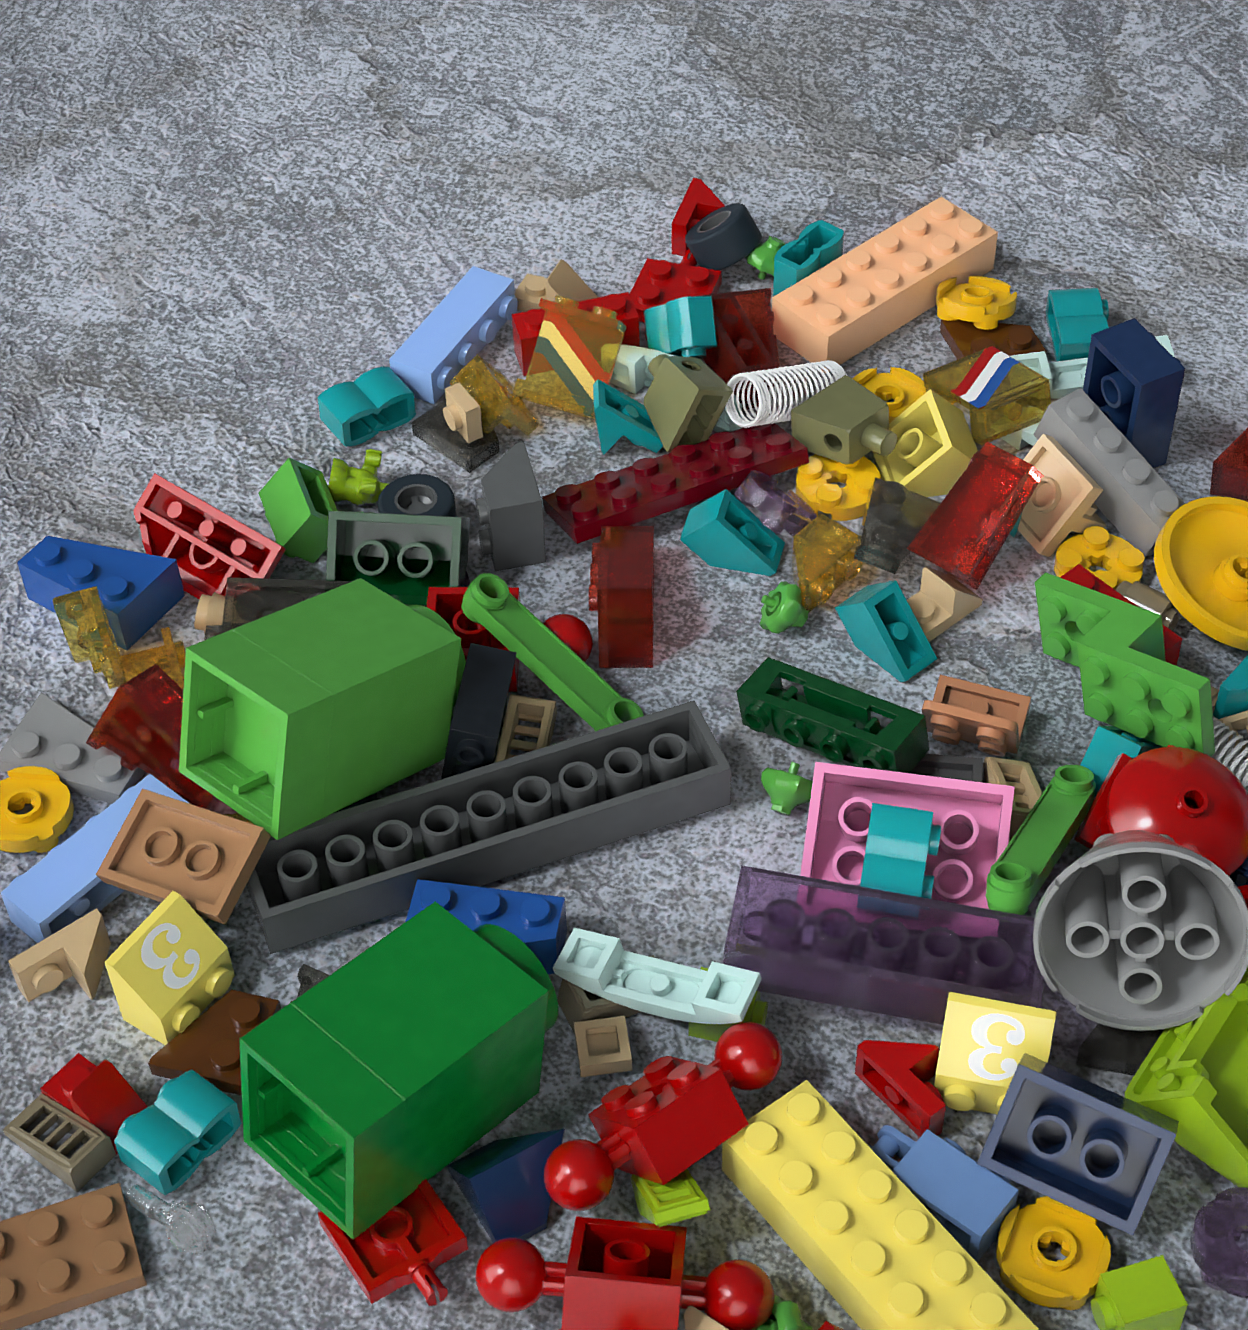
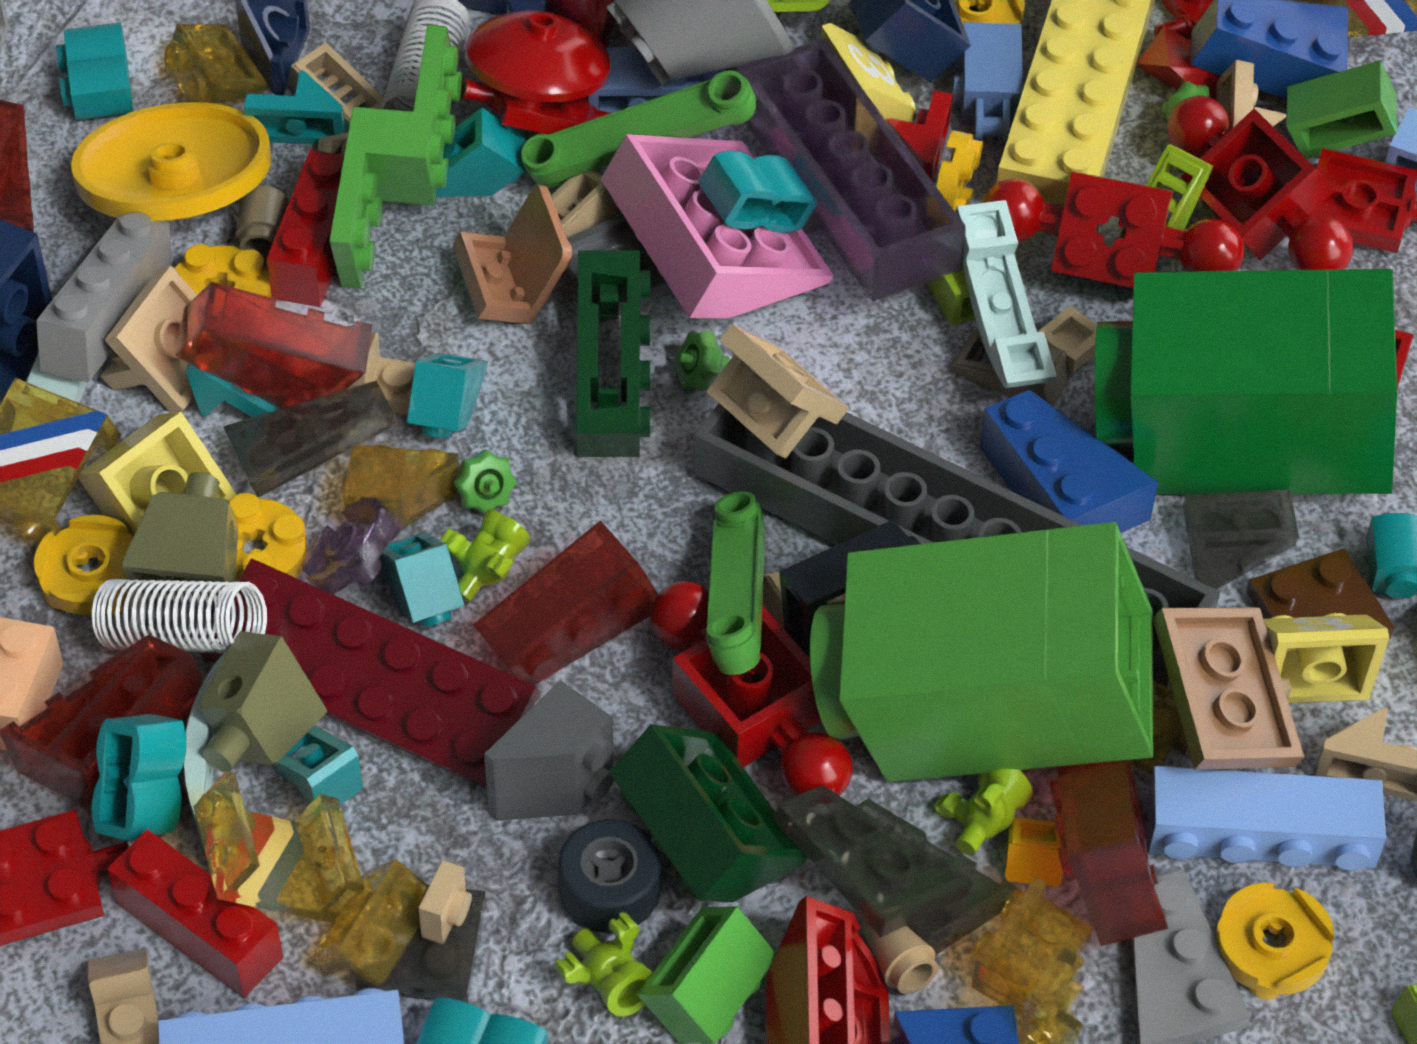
camera: 130 degrees left, 5 degrees up
(674, 737) = (771, 392): none -> tan bracket
(718, 584) = (489, 555): none -> lime piece
(824, 1048) = (959, 169): none -> yellow plate

